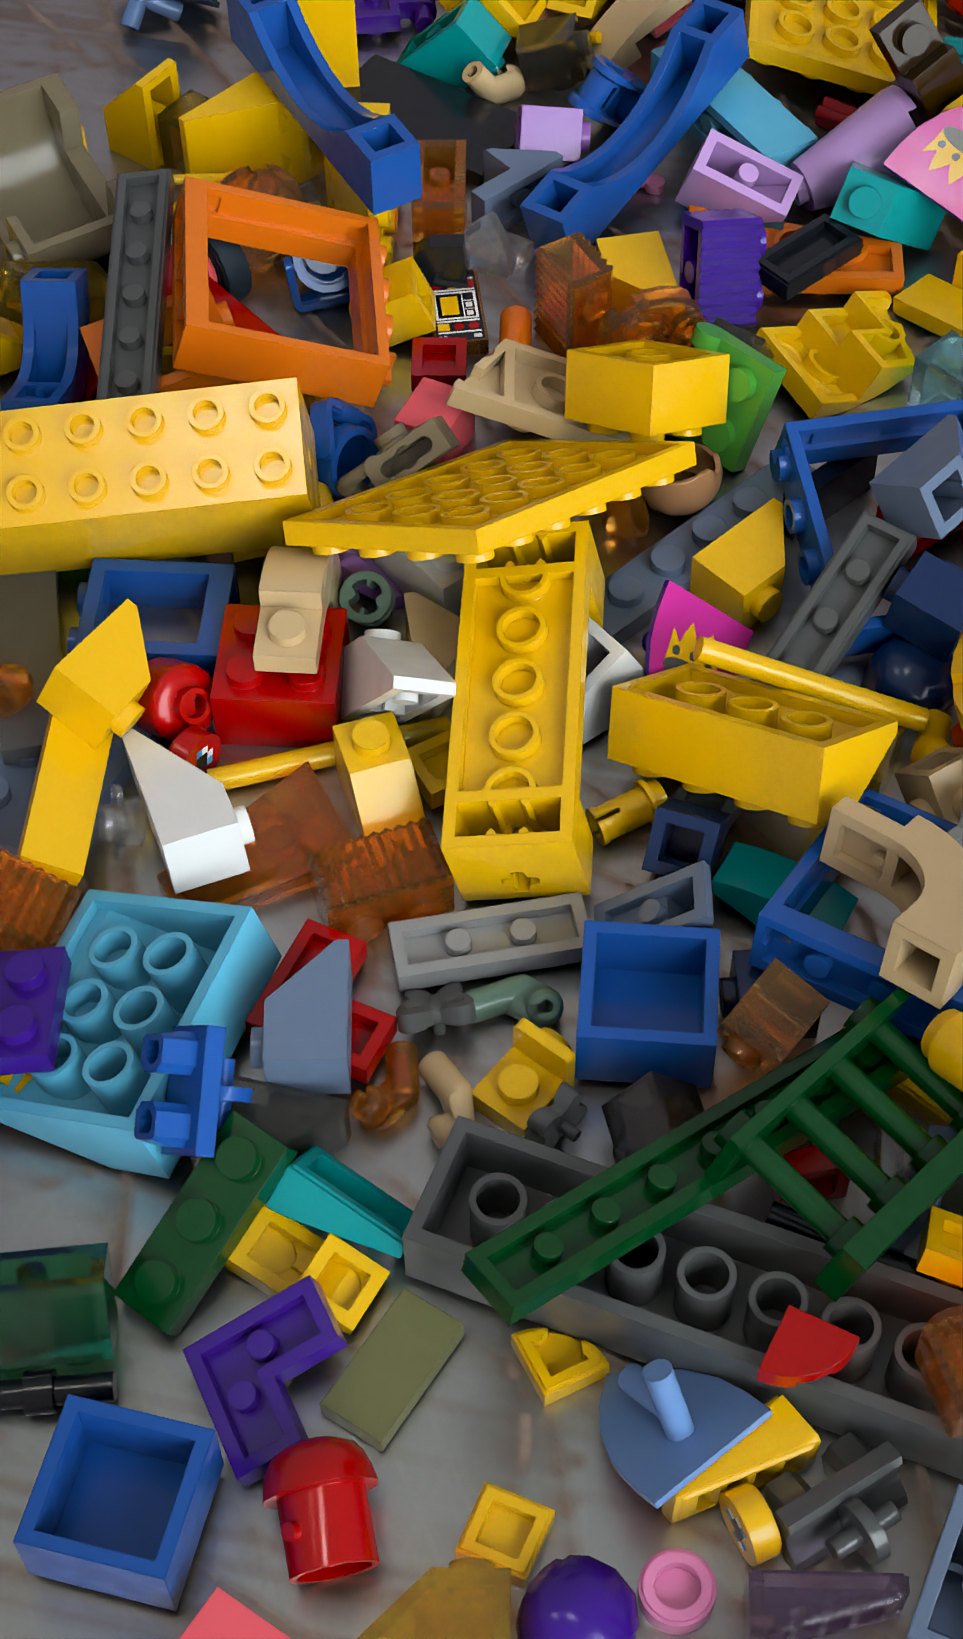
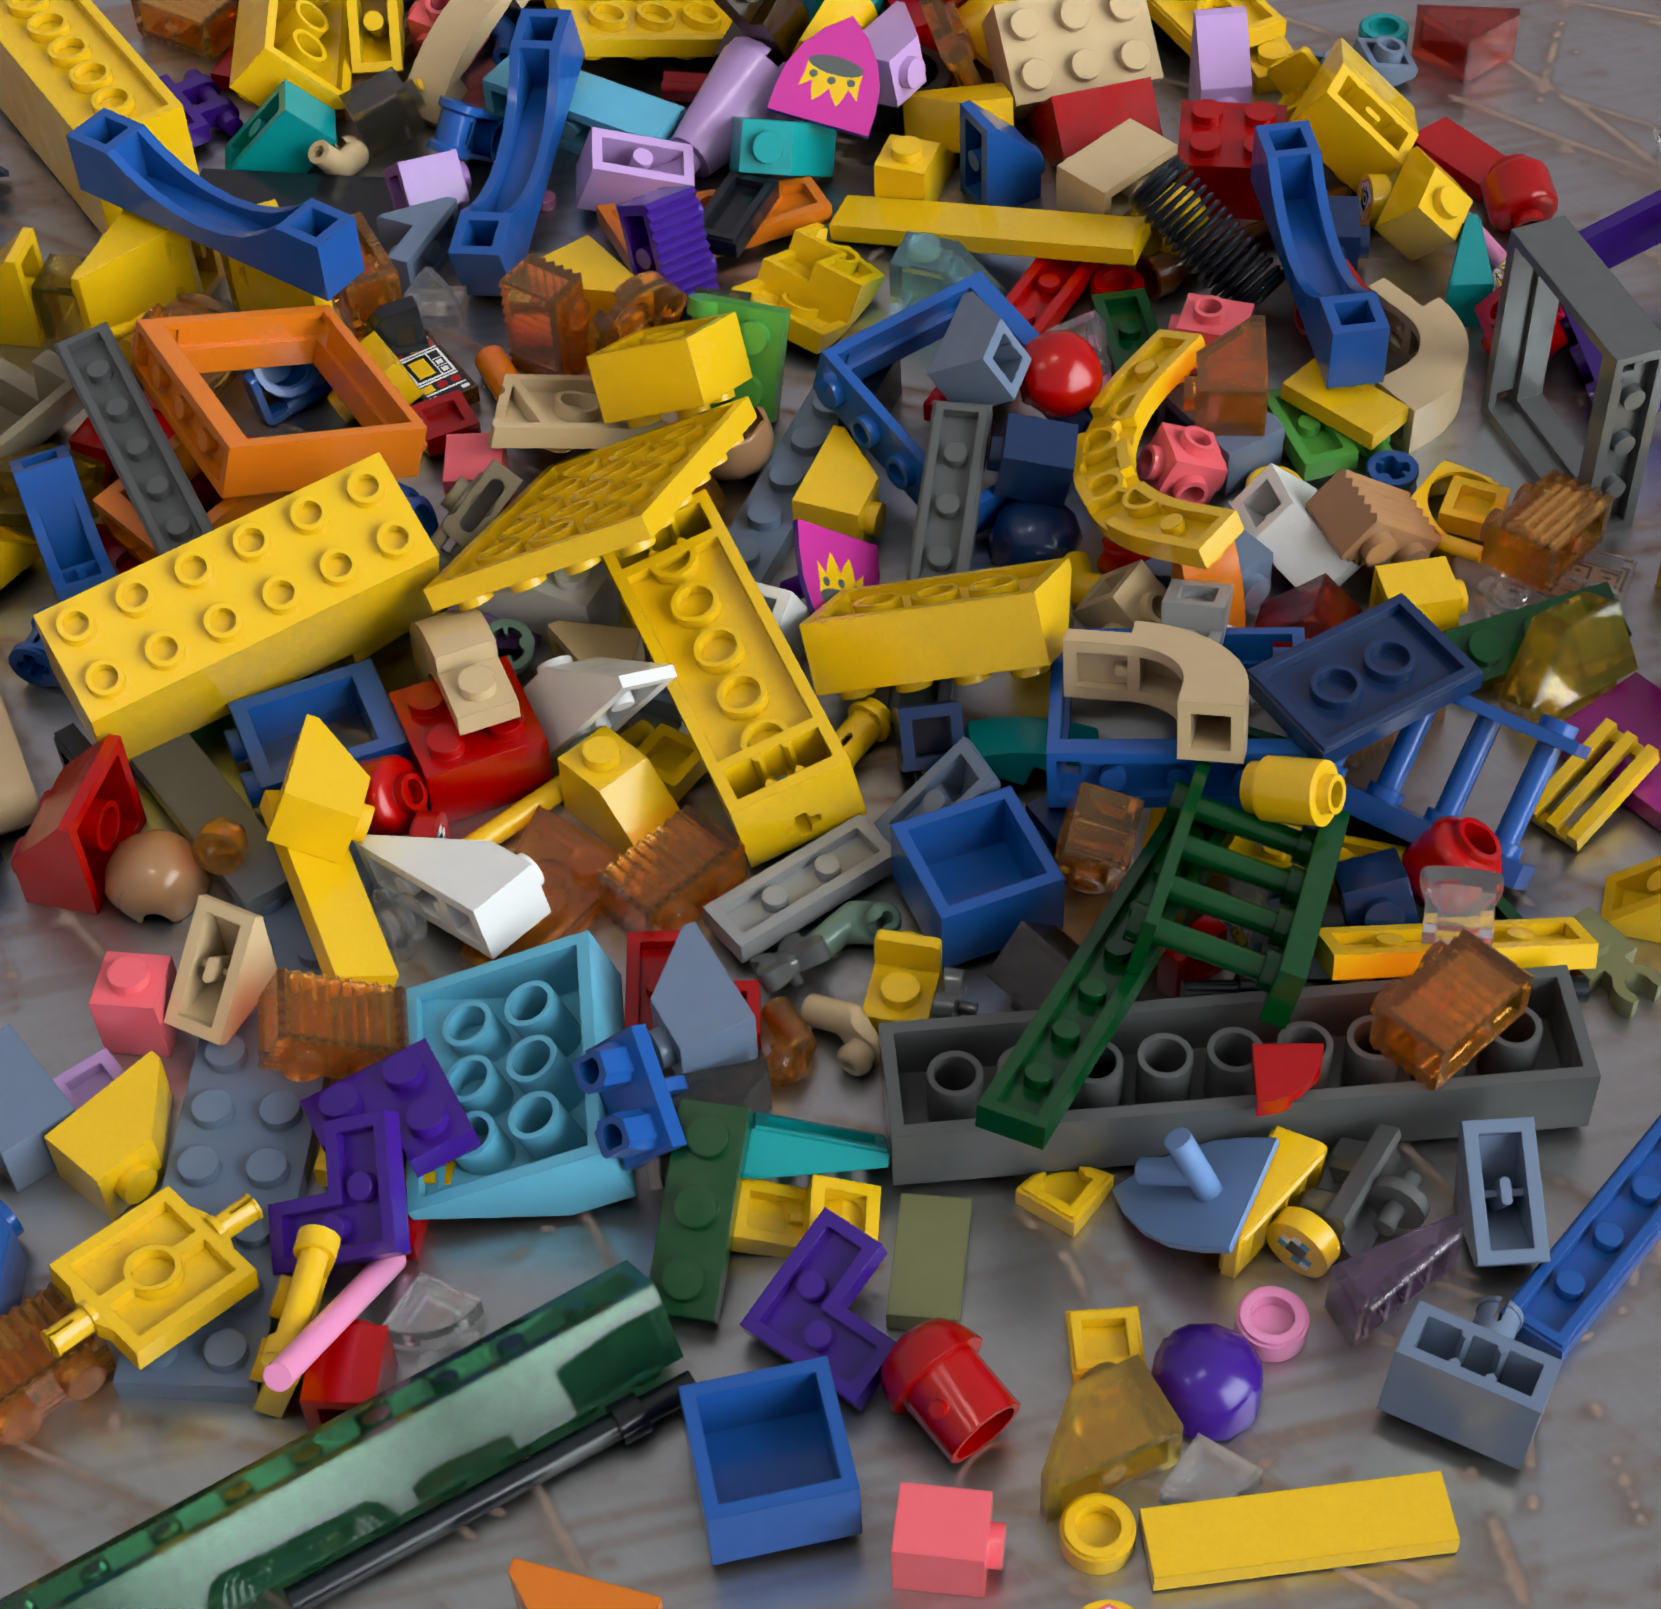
camera: 25 degrees left, 5 degrees down
(808, 682) = (946, 561): yellow bar -> none

